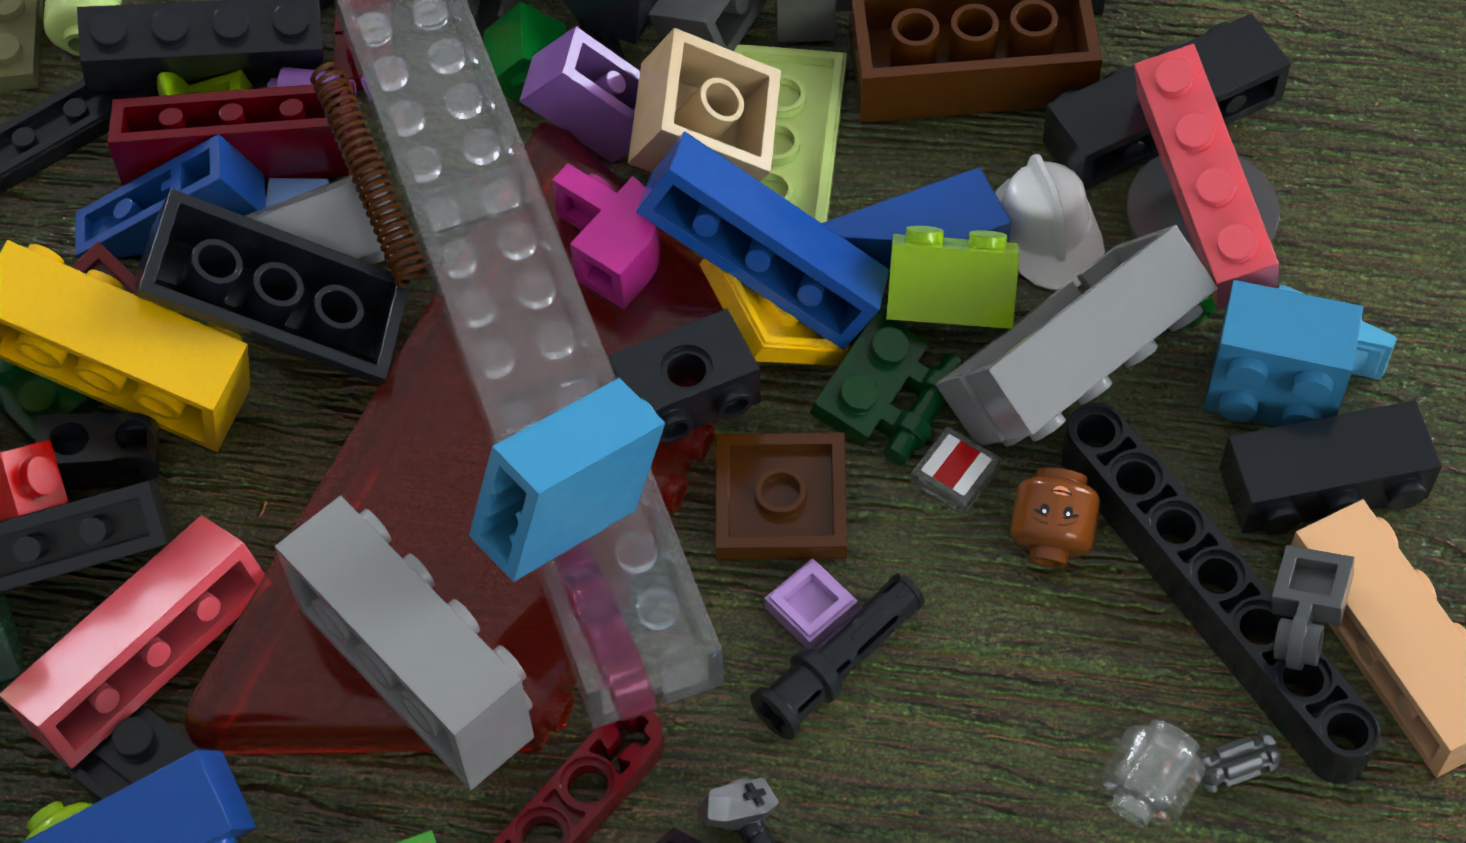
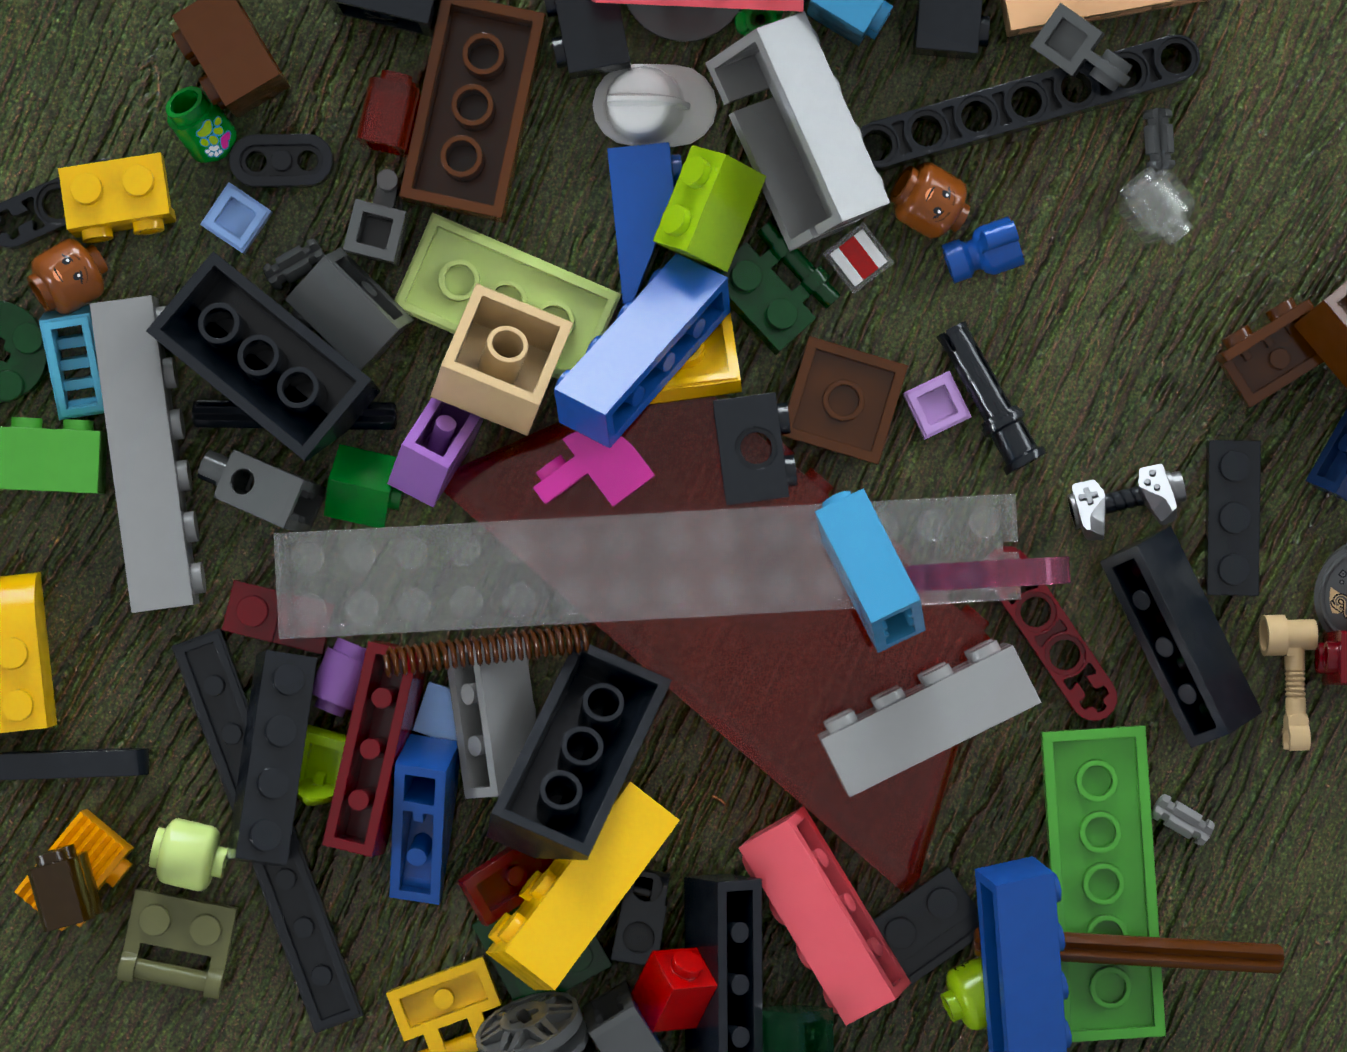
camera: 75 degrees left, 30 degrees up
(1024, 599) = (991, 249): none -> blue piece

